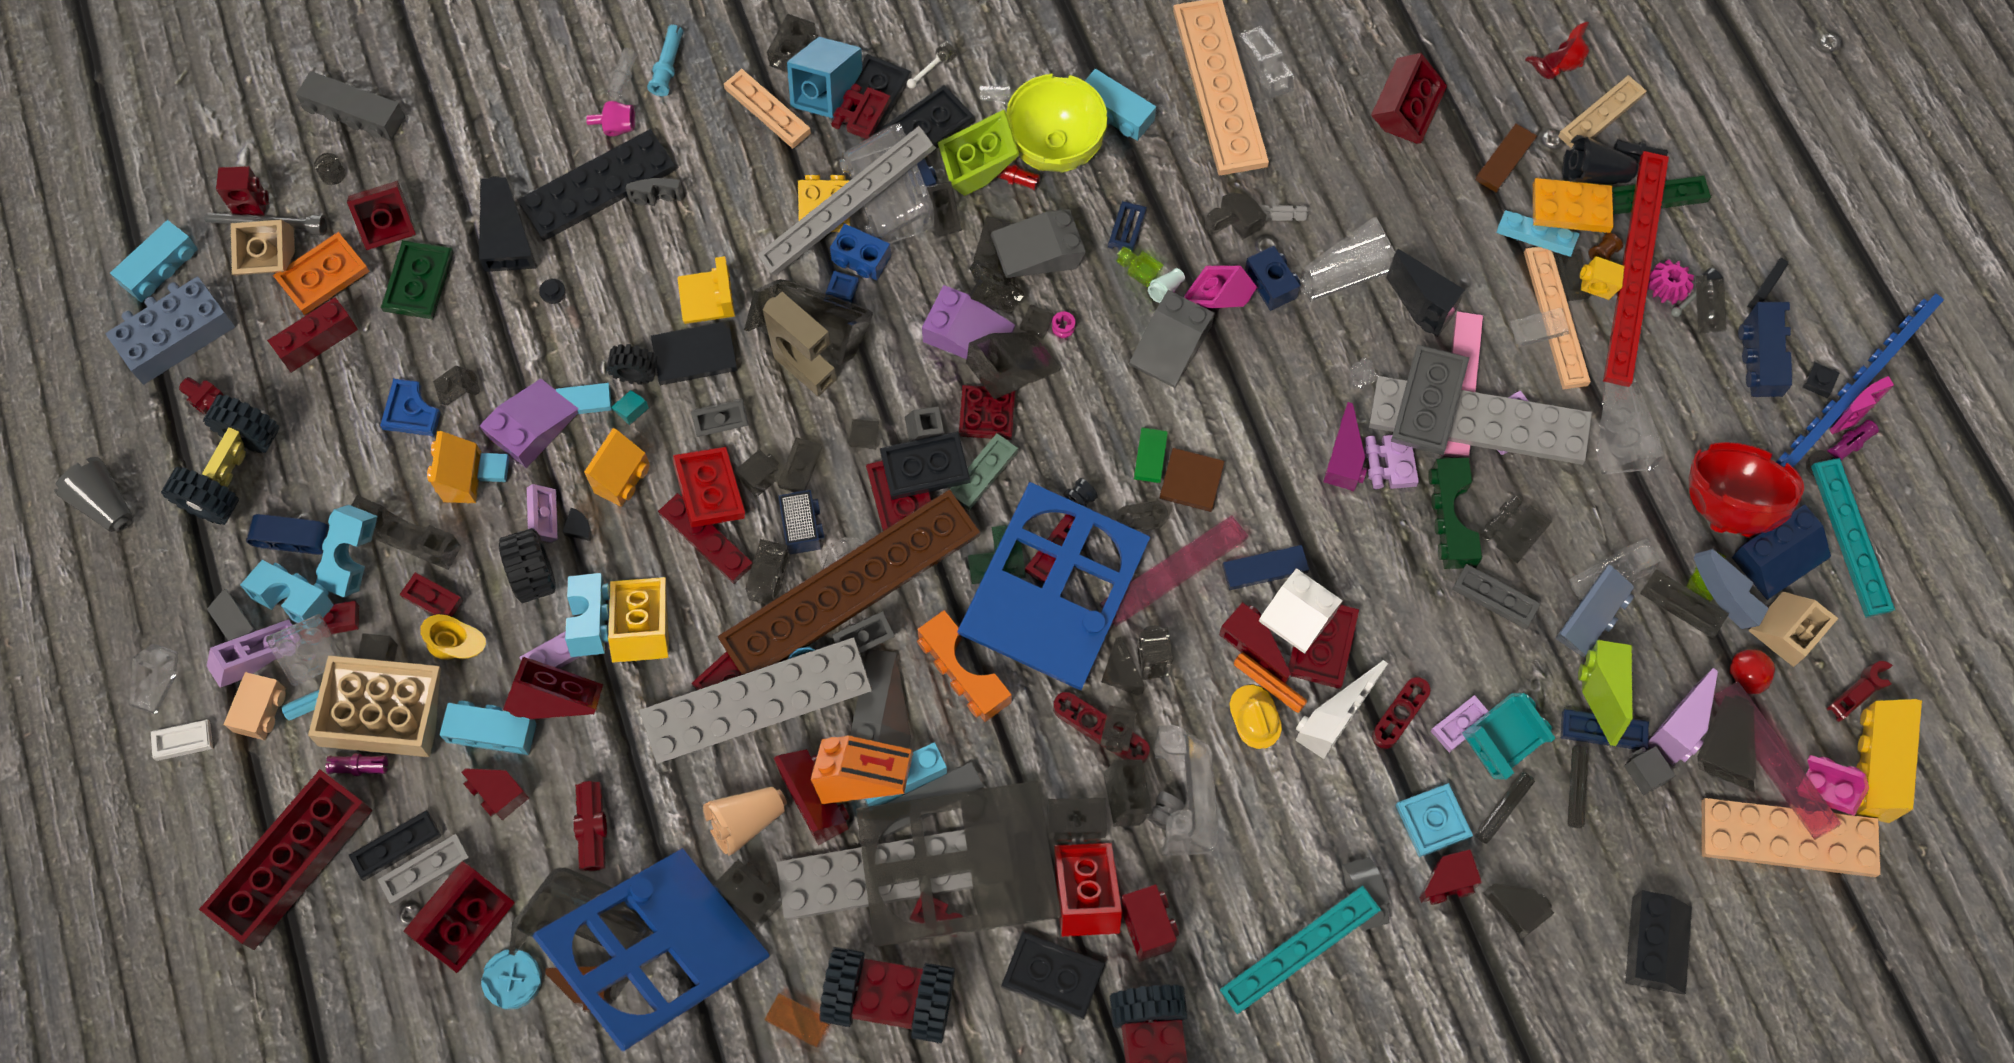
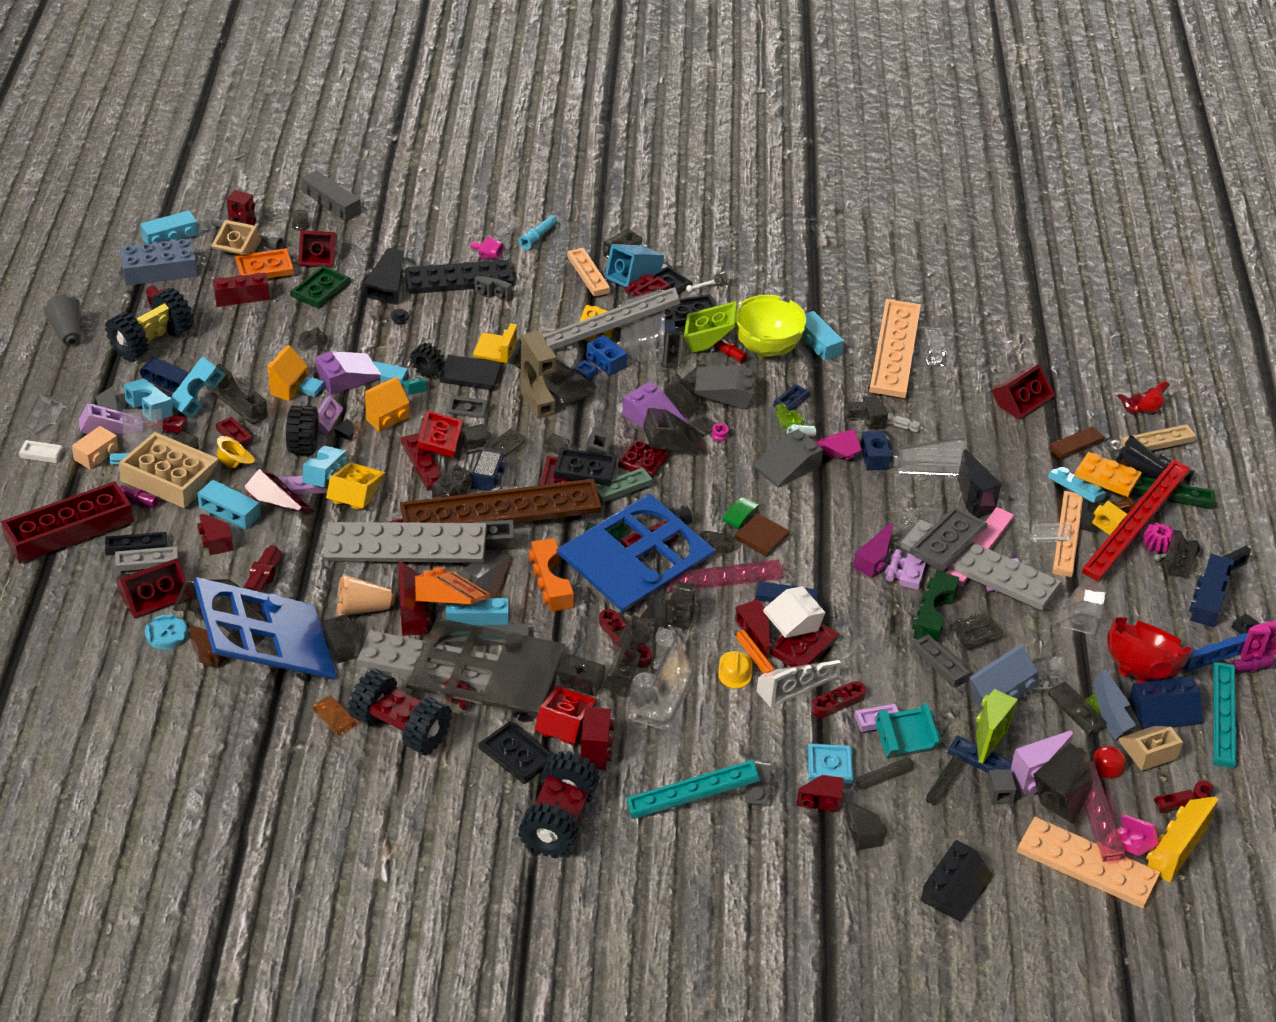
camera: 20 degrees right, 25 degrees down
(407, 410) = (274, 342): blue tile -> none

